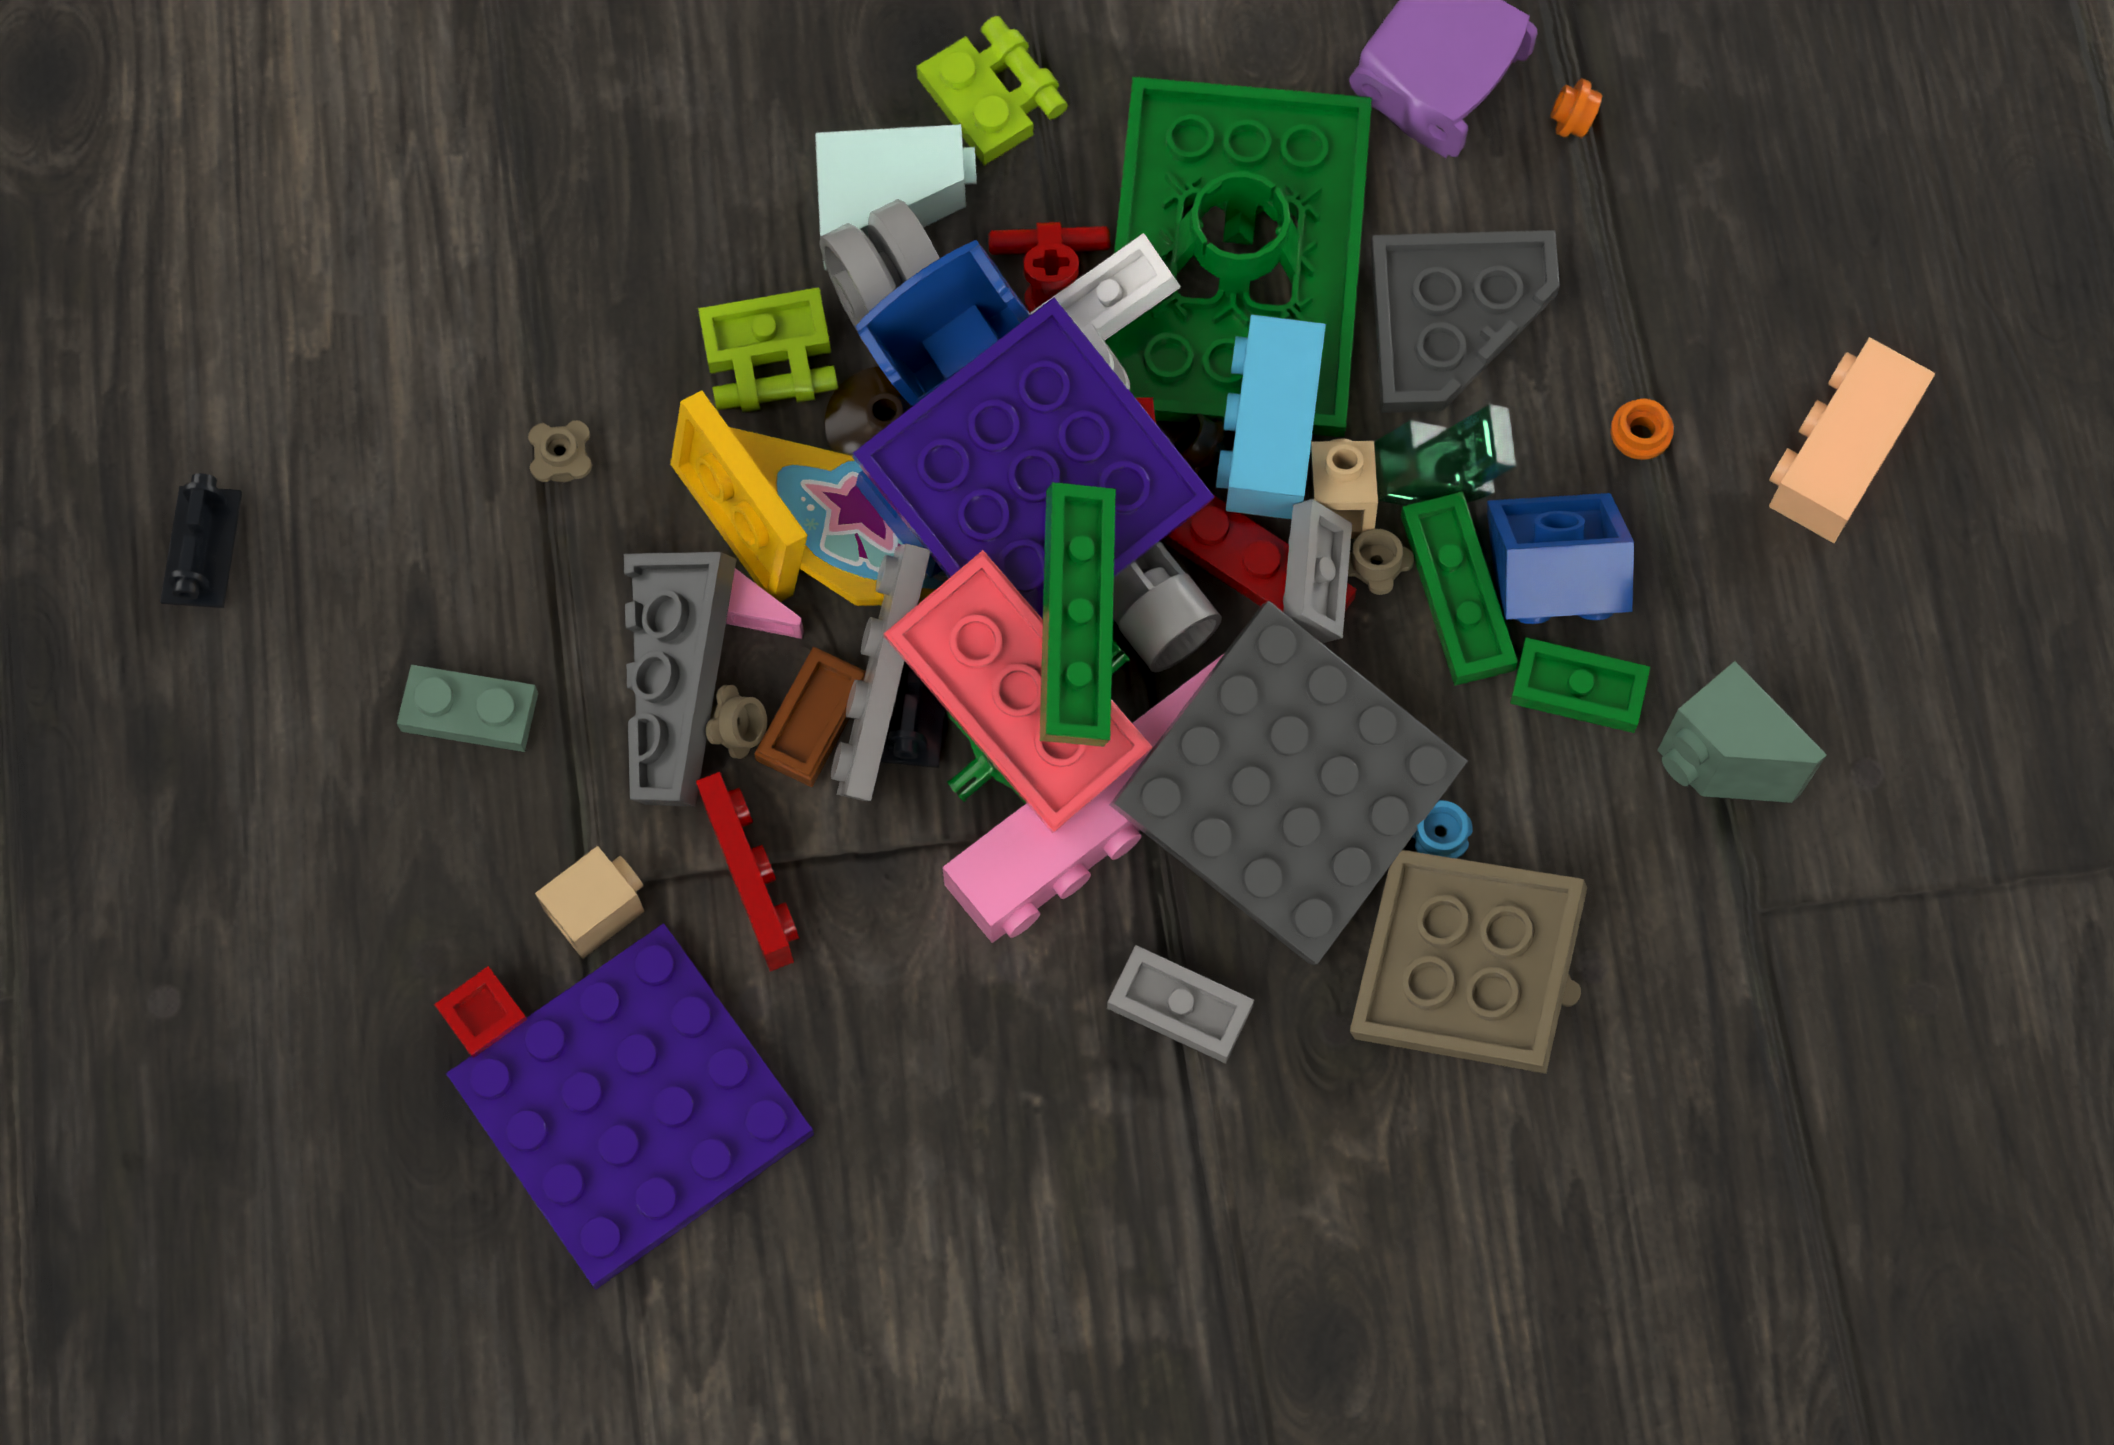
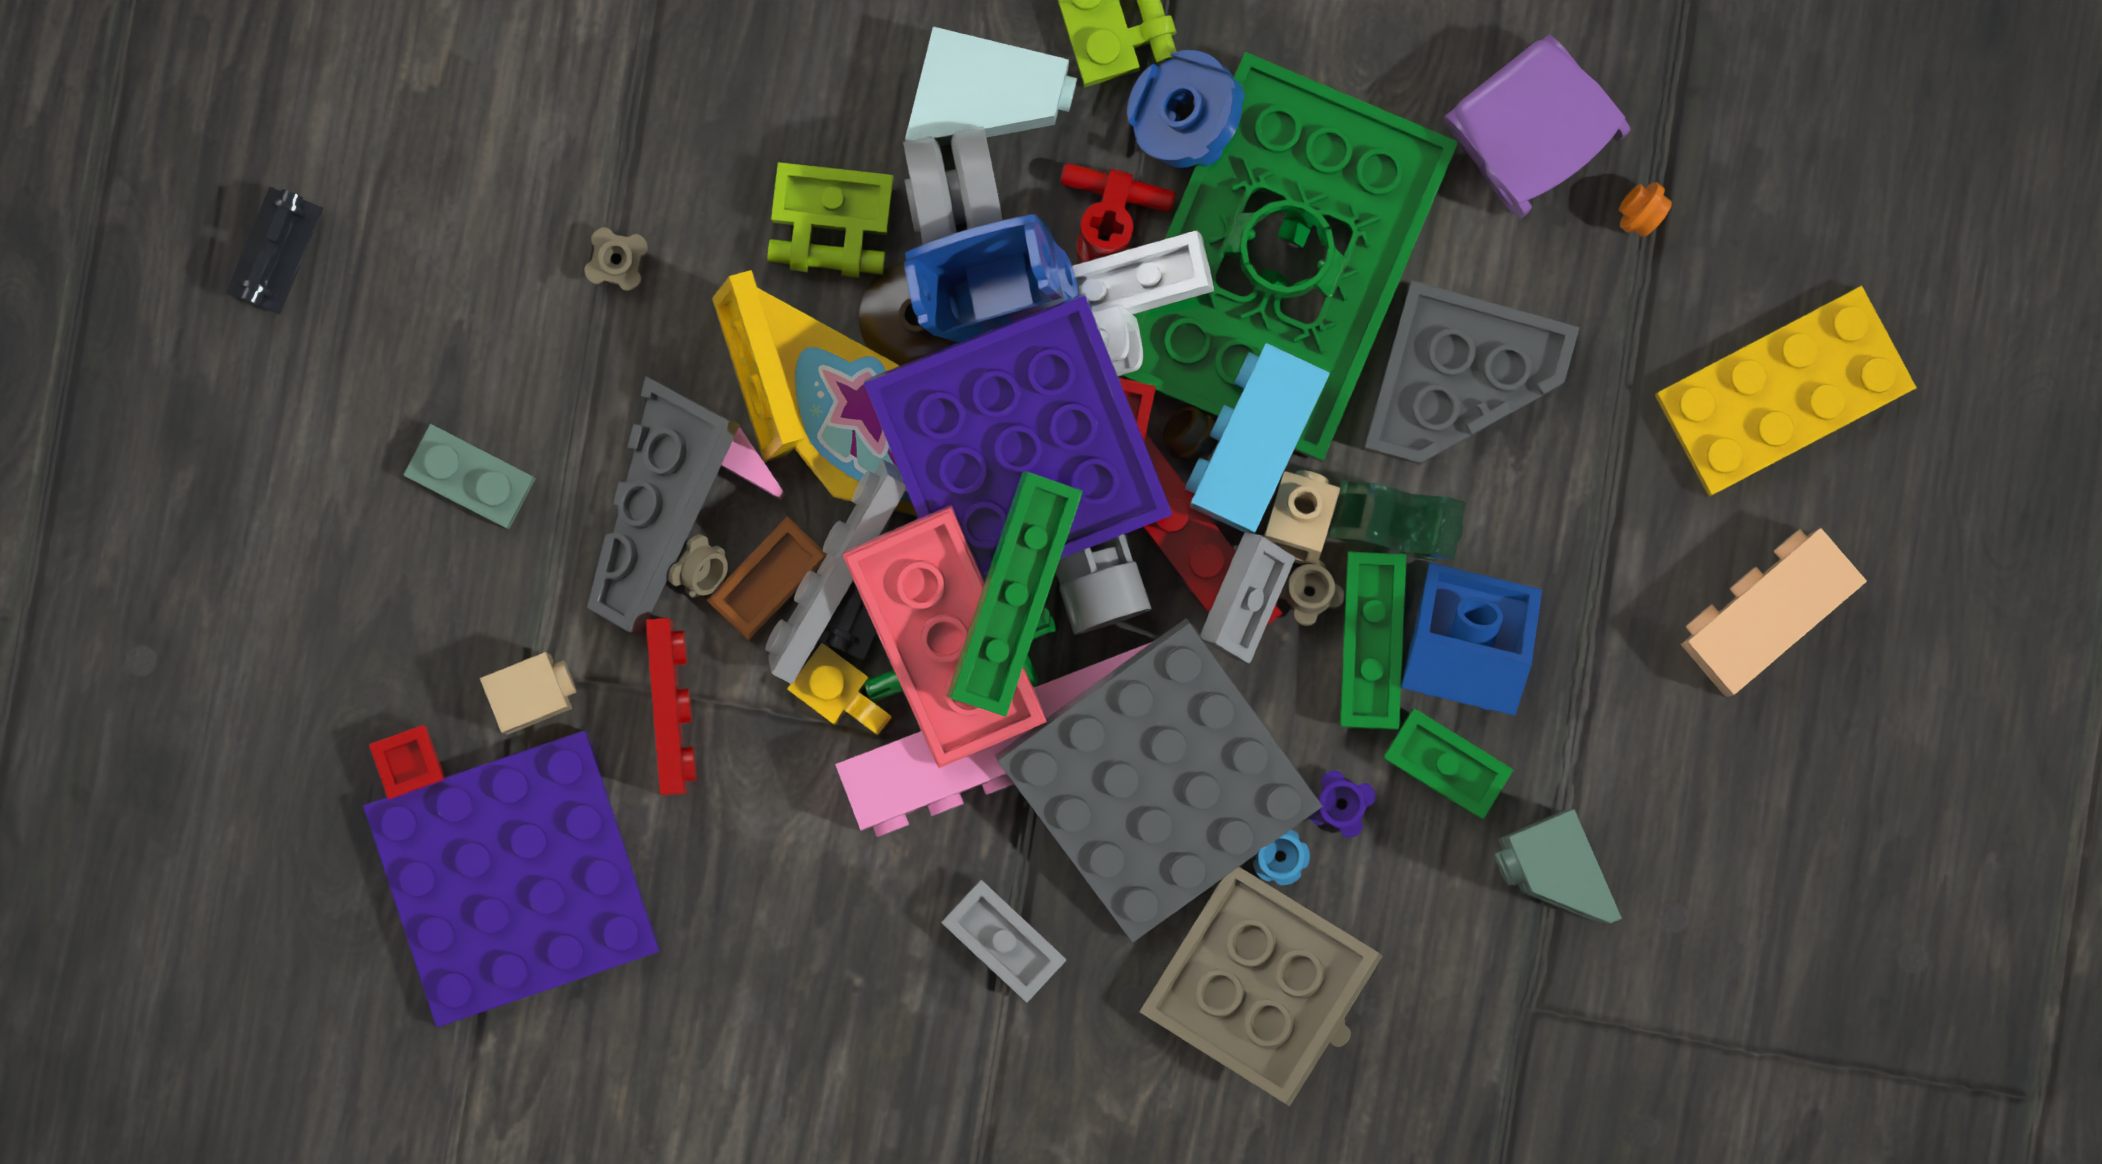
camera: 15 degrees right, 15 degrees up
(917, 801) = (834, 687): none -> yellow plate
(1115, 158) = (1208, 128): none -> blue plate
(1498, 746) = (1357, 797): none -> dark purple plate
(1644, 413) = (1604, 527): orange plate -> none
(1778, 238) = (1785, 391): none -> yellow plate

